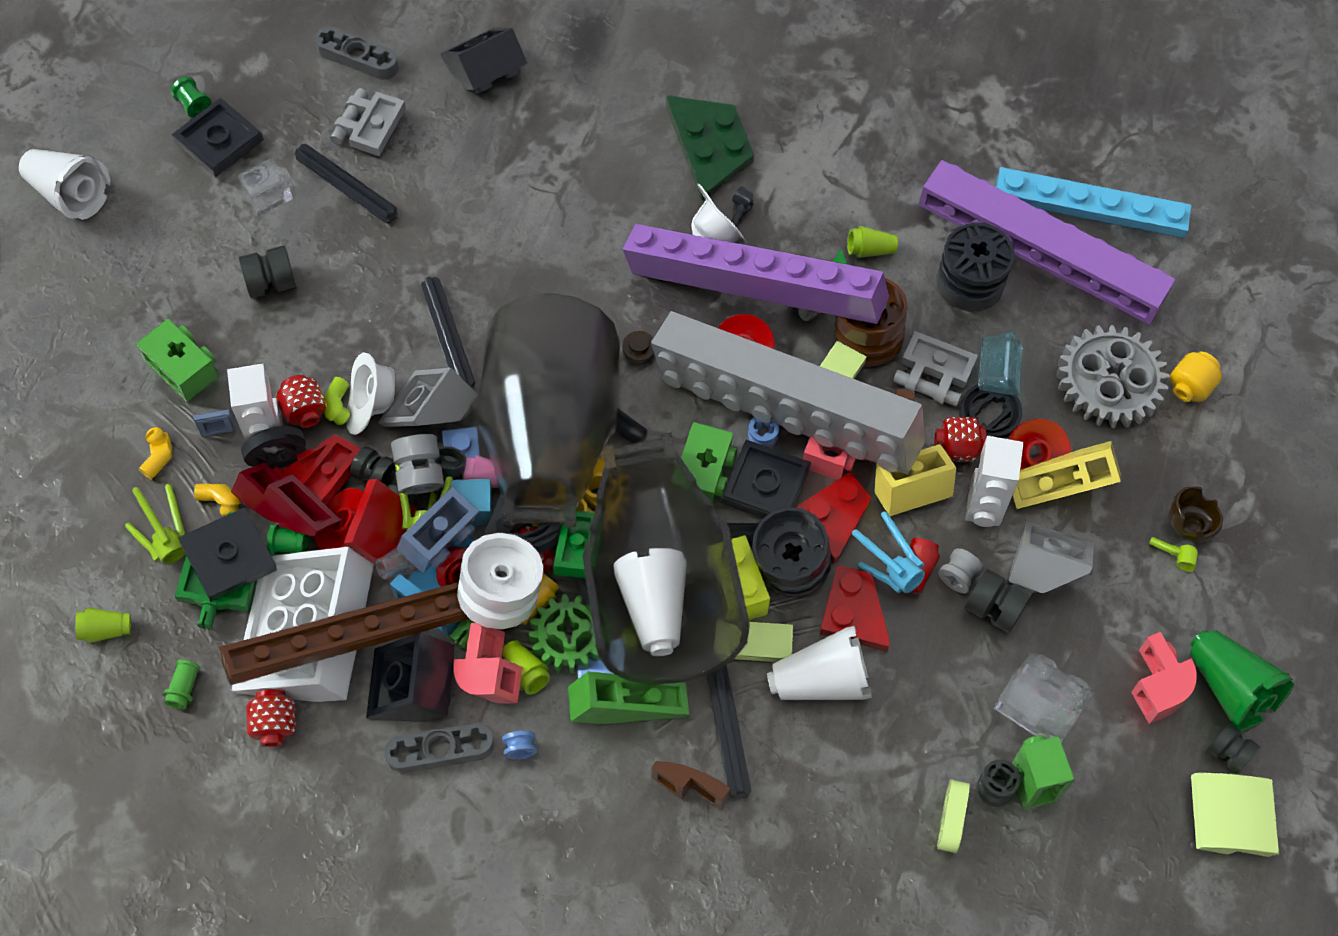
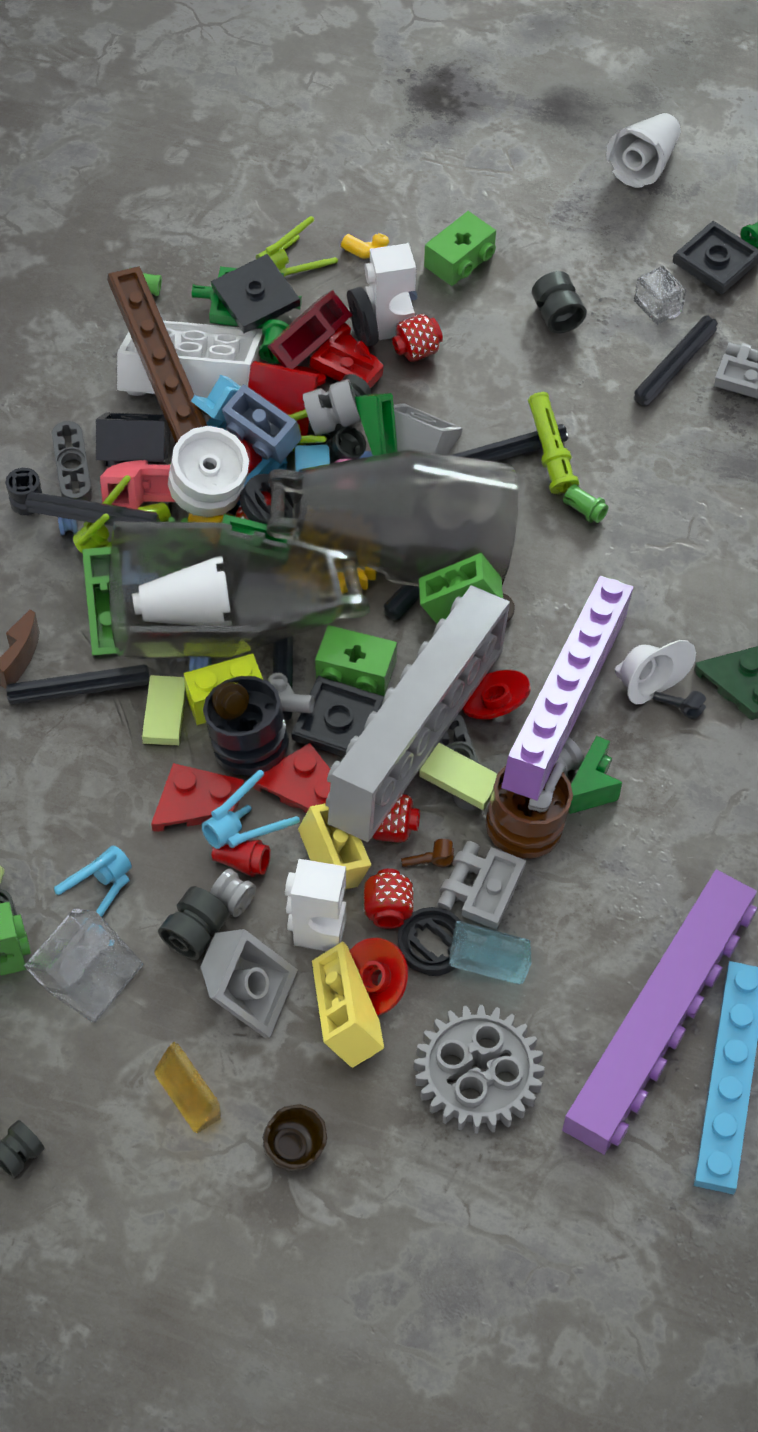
camera: 90 degrees right, 5 degrees down
(101, 624) = (197, 222): lime cone -> none
(220, 493) = (327, 283): yellow arm -> none
(270, 717) = (101, 338): red head -> none
(333, 396) = (425, 365): lime arm -> none
(370, 392) = (434, 392): white piece -> none
(397, 572) = (218, 397): none -> medium azure panel
(425, 421) = (378, 422): none -> green slope
(466, 285) = (555, 456): none -> lime pin
(481, 799) = (18, 485): none -> black wheel
(519, 266) = (592, 508): none -> bright green pin
(531, 707) = (84, 510): none -> black axle
(547, 714) = (97, 534): none -> lime plant
(636, 365) = (445, 585): none -> bright green brick
(747, 524) = (289, 700): none -> light grey arm
(781, 555) = (230, 700): none -> dark brown plate
(823, 671) = (122, 764): white cone -> none
(871, 242) = (644, 825): lime cone -> none
(941, 682) = (106, 868): none -> medium azure plant
(975, 267) = (608, 939): black wheel -> none
(1155, 606) = (187, 1089): none -> clear yellow slope
(1170, 683) = (91, 1092): coral brick -> none
(1185, 554) = (248, 1131): lime hand -> none
(1196, 377) = (479, 1160): yellow head -> none
(1239, 678) = (90, 1157): green cone -> none

